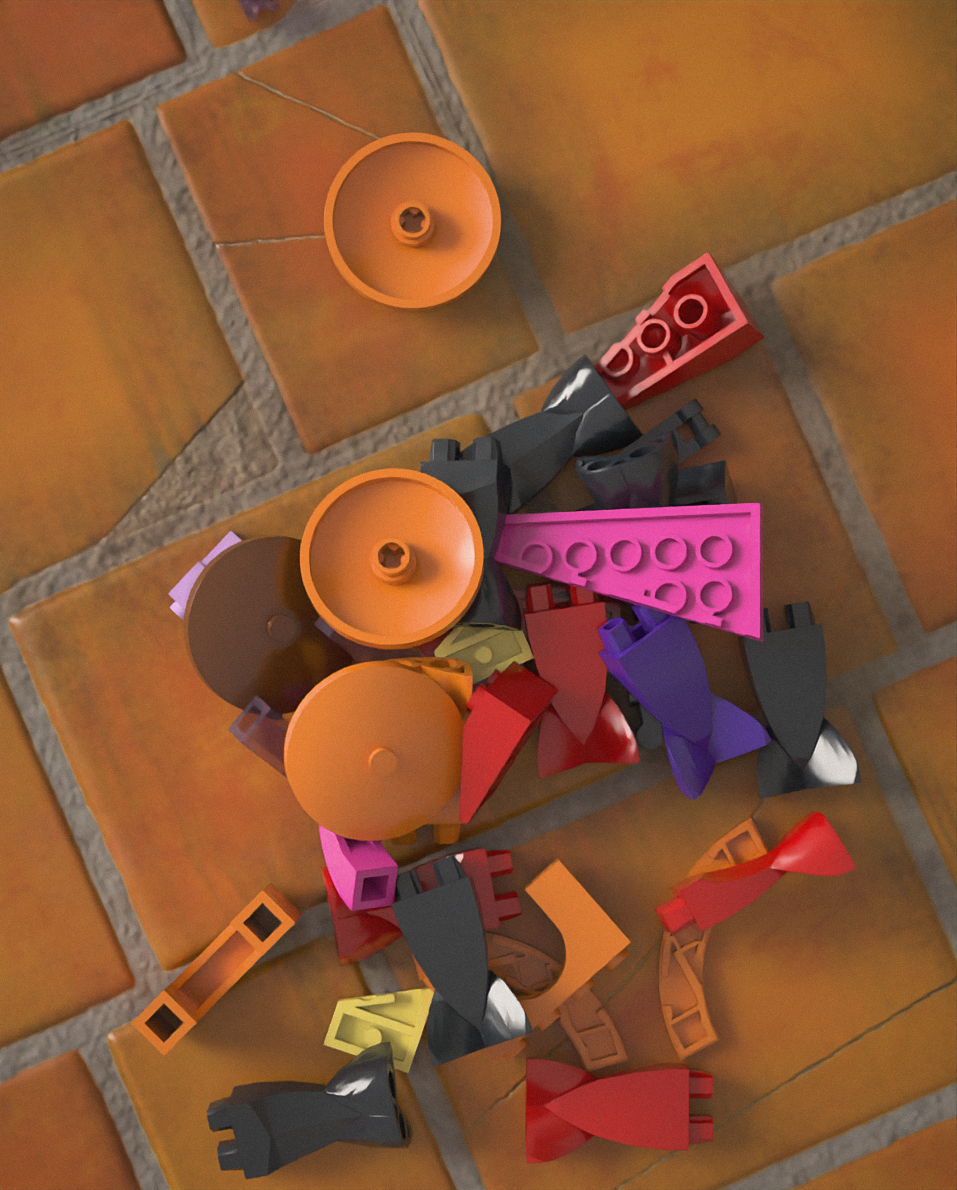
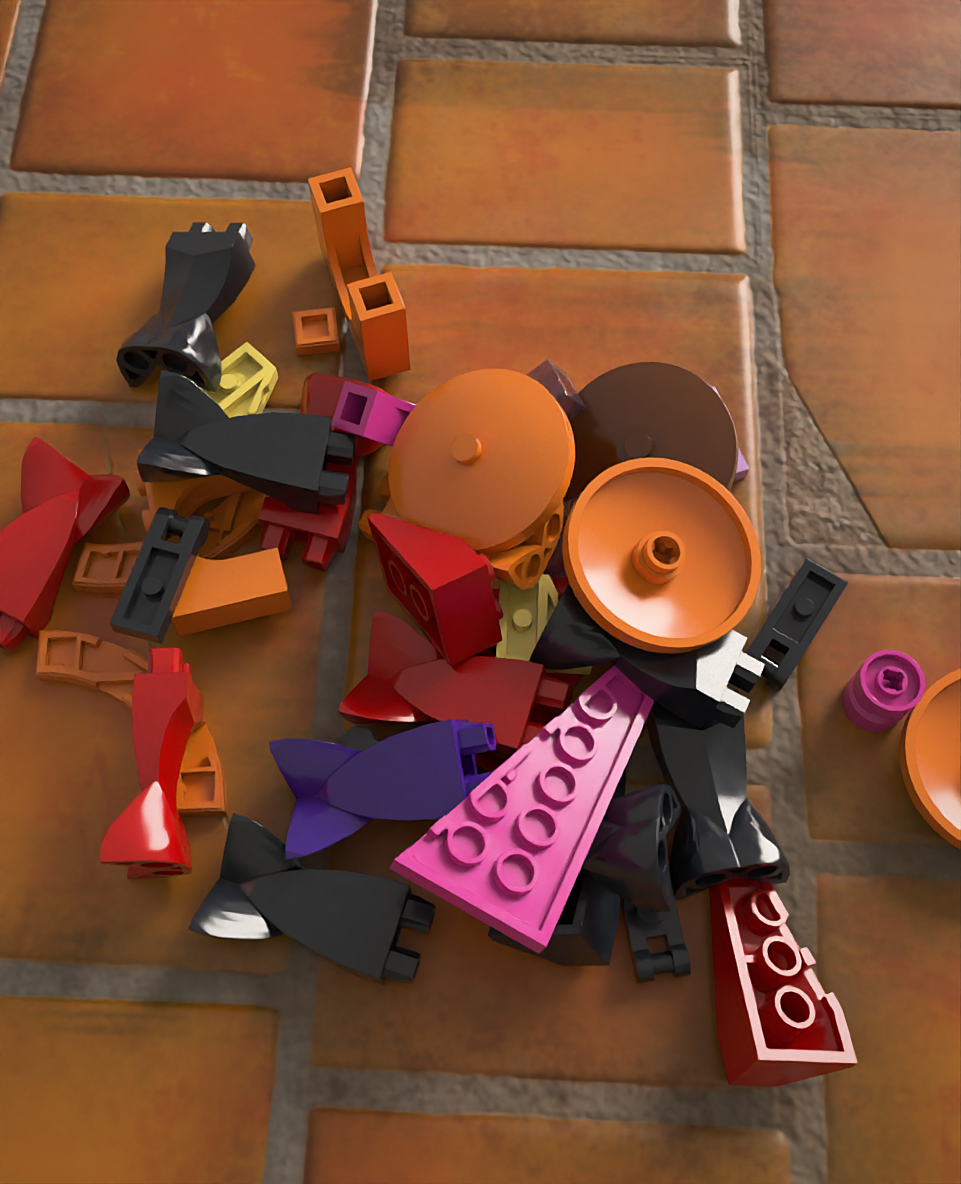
camera: 120 degrees right, 20 degrees down
(273, 992) = (316, 331): none -> orange tile
(363, 433) = (796, 620): none -> black plate
(396, 337) = (883, 690): none -> dark pink wheel
(603, 967) = (159, 575): none -> black plate

